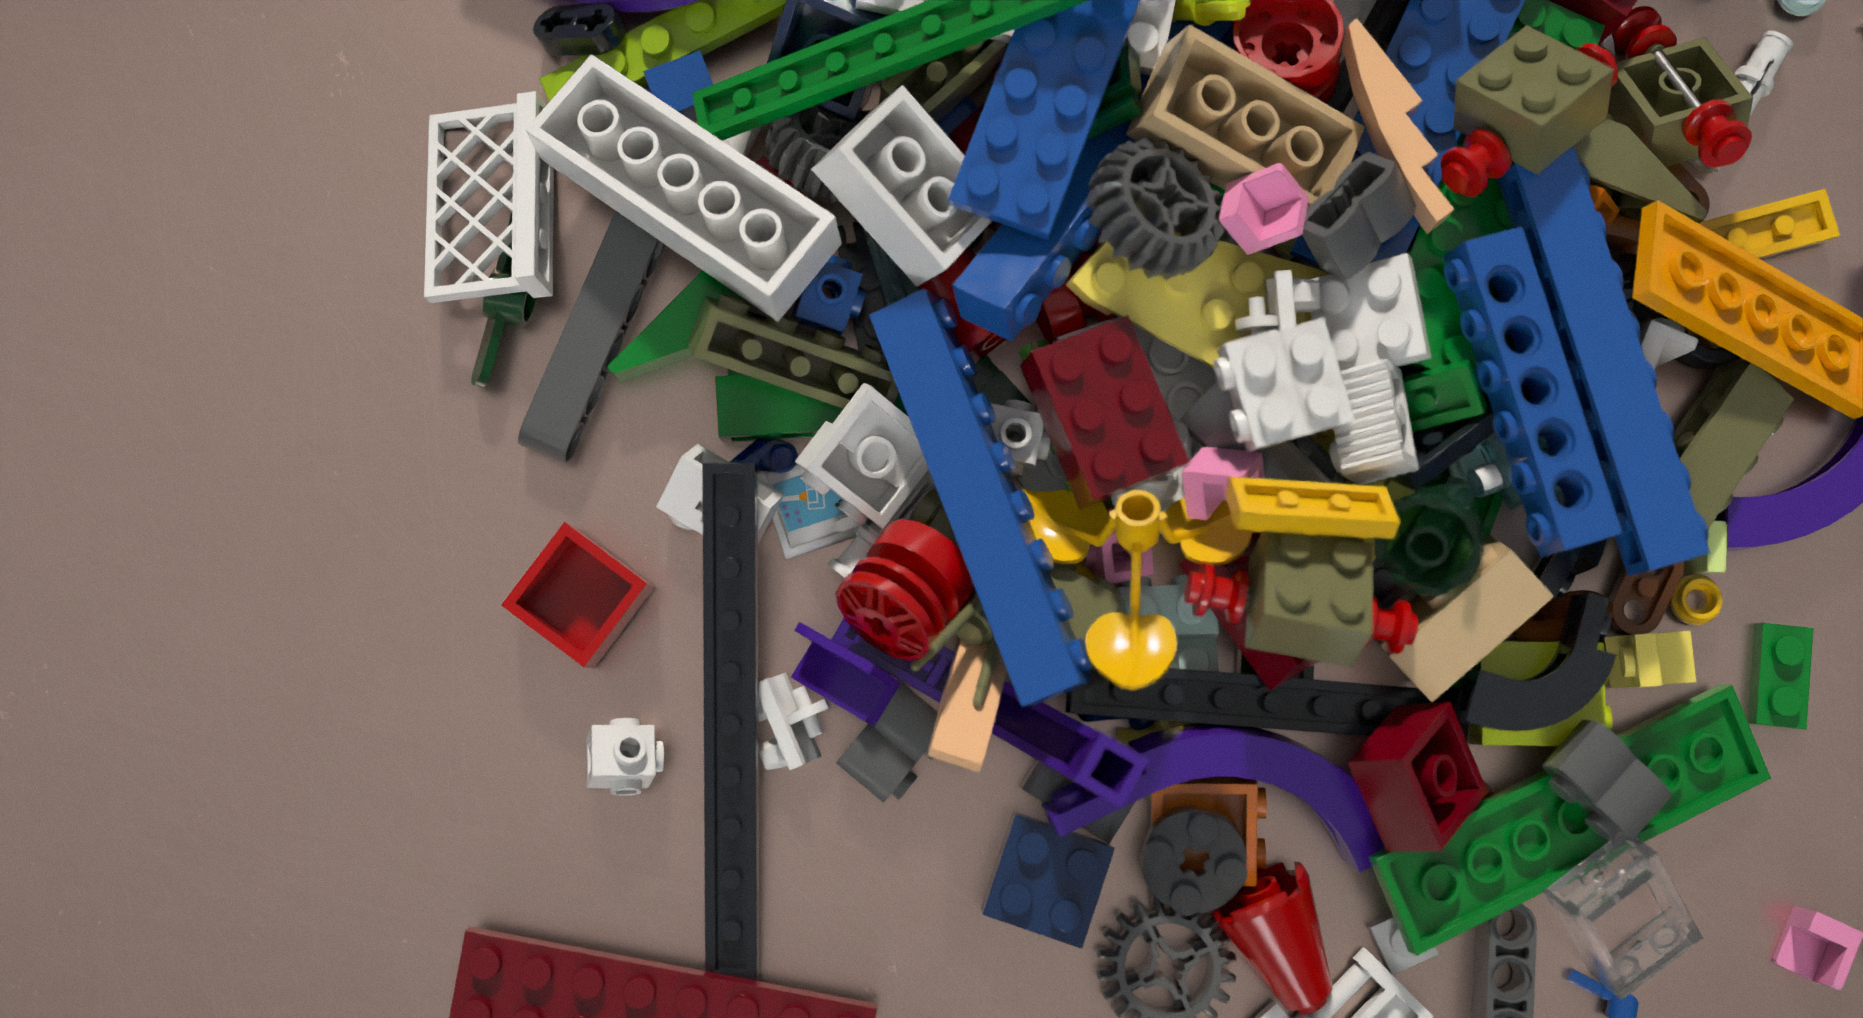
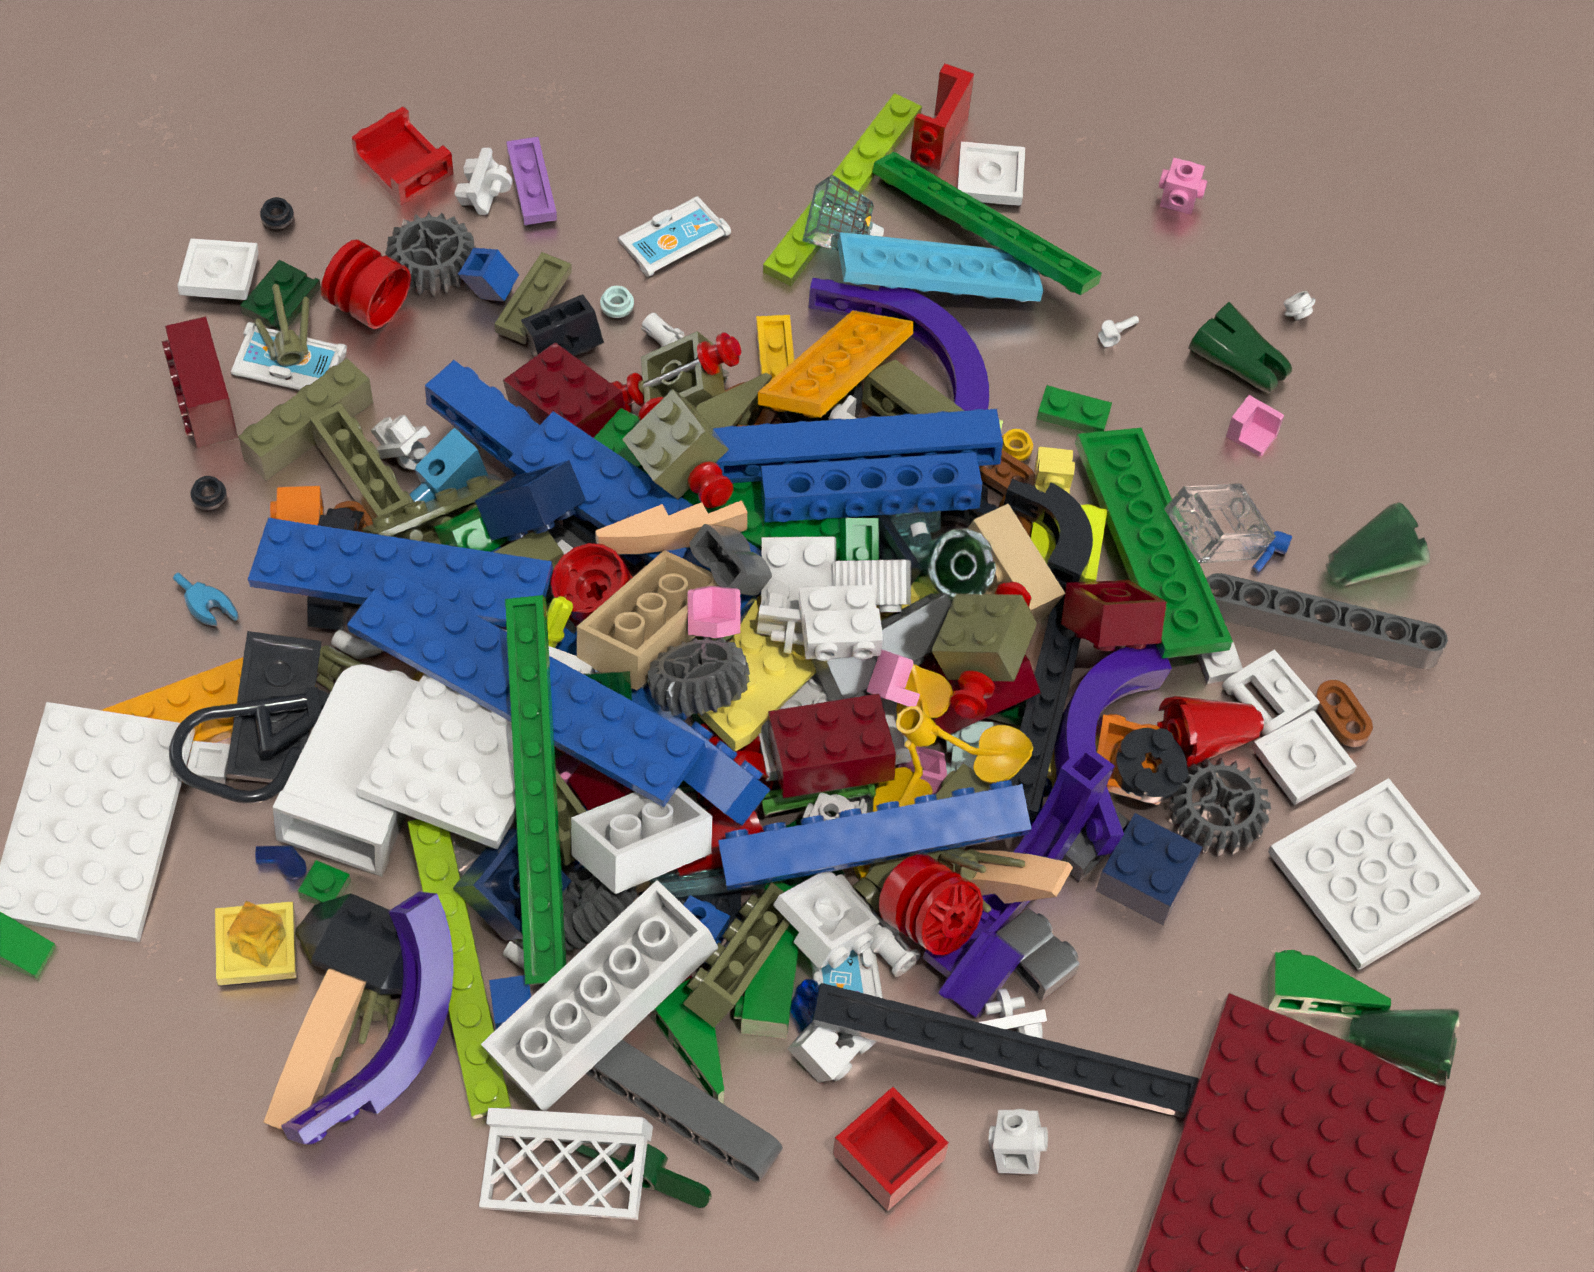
camera: 80 degrees left, 25 degrees down
(579, 29) = (443, 1074): black beam -> none
(1311, 508) = (928, 619): yellow plate -> none
(1605, 781) = (1131, 509): dark grey brick -> none

